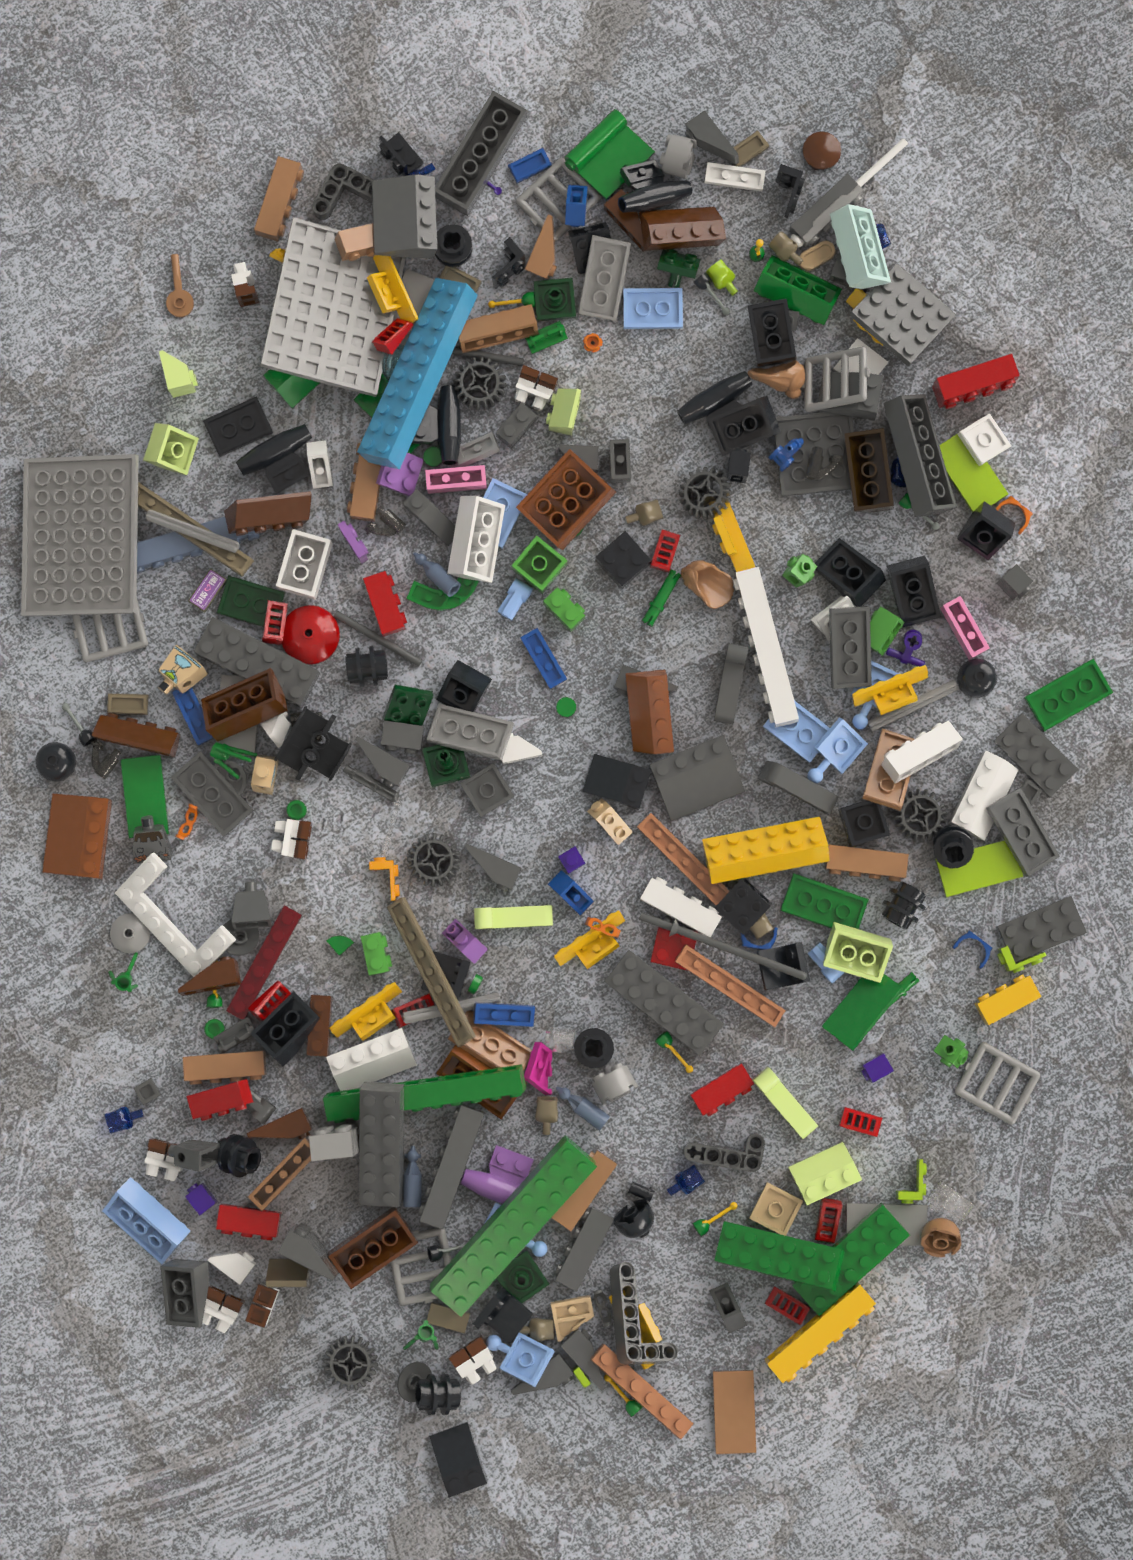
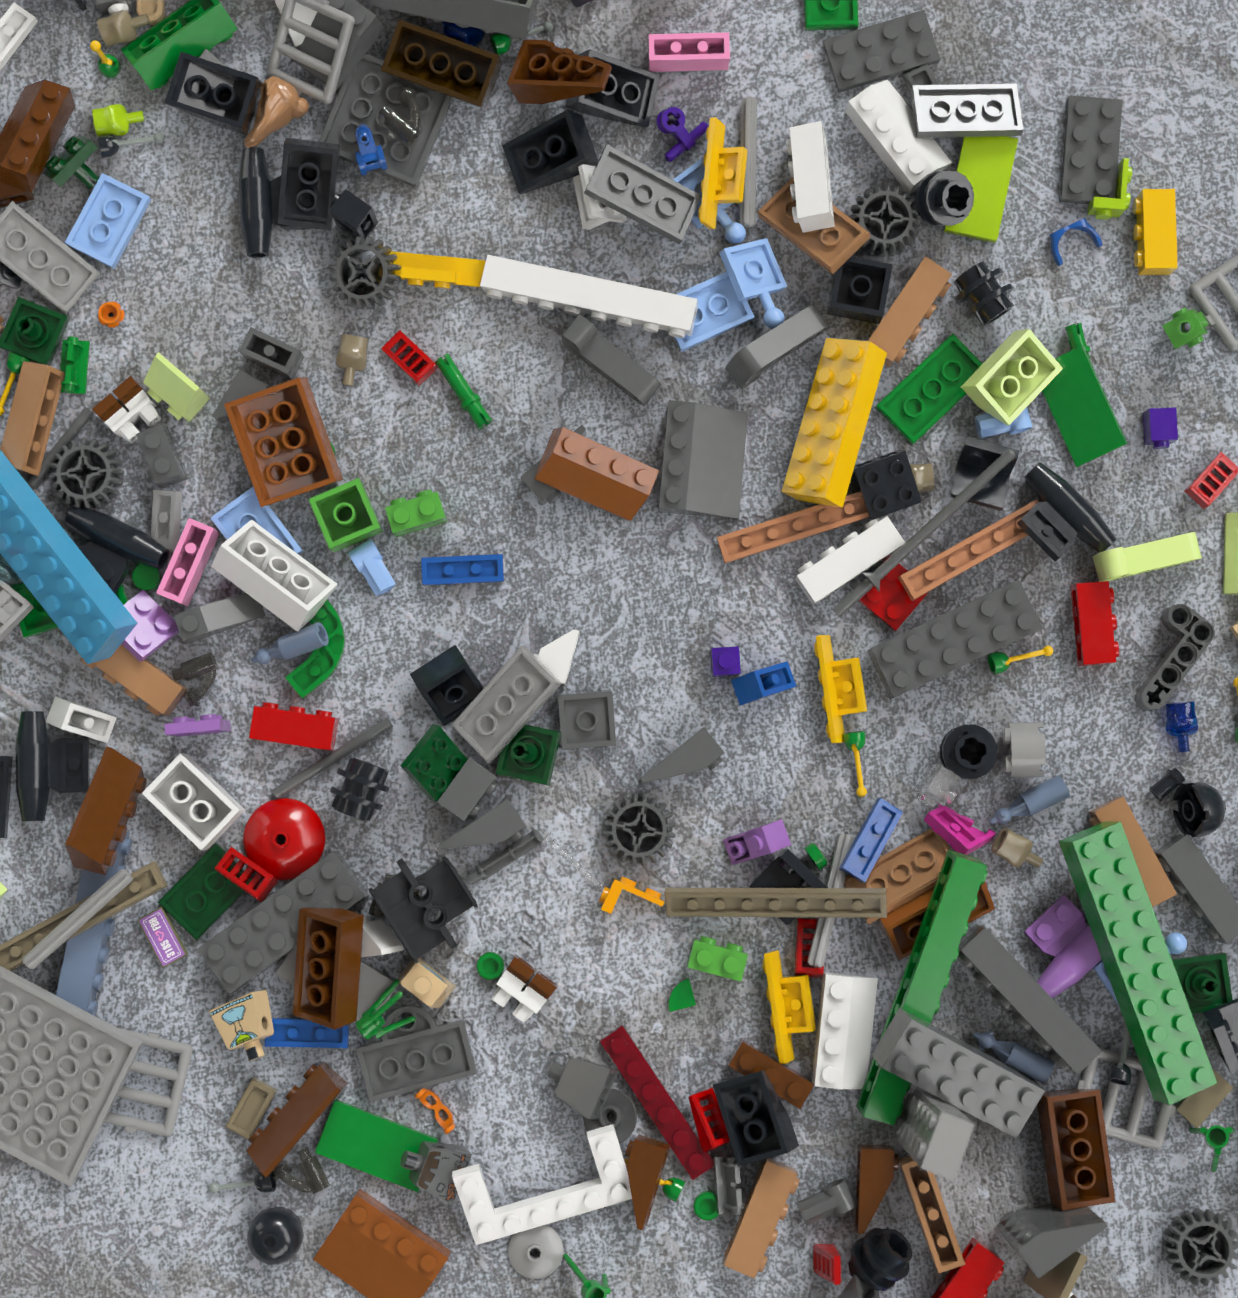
camera: 60 degrees left, 0 degrees up
(217, 1123) = (827, 1262): none -> red slope
(220, 1100) = (800, 1245): red brick -> none
(513, 917) = (758, 768): yellowish green beam -> none
(563, 972) = (855, 741): none -> hinge
(566, 707) = (535, 573): green tile -> none
(610, 821) = (700, 591): tan bracket -> none
(616, 931) = (811, 678): orange cap -> none
(617, 781) = (657, 558): black slope -> none
(623, 560) = (393, 412): black brick -> none
(708, 583) = (475, 326): medium nougat hair -> none
(745, 943) = (948, 481): blue cap -> none
(782, 1032) = (1062, 516): none -> black plate
(799, 570) = (517, 209): bright green brick -> none
(883, 629) = (640, 144): bright green brick -> none
(901, 547) = (554, 74): none -> reddish brown wedge
(977, 678) = (754, 70): black cylinder -> none

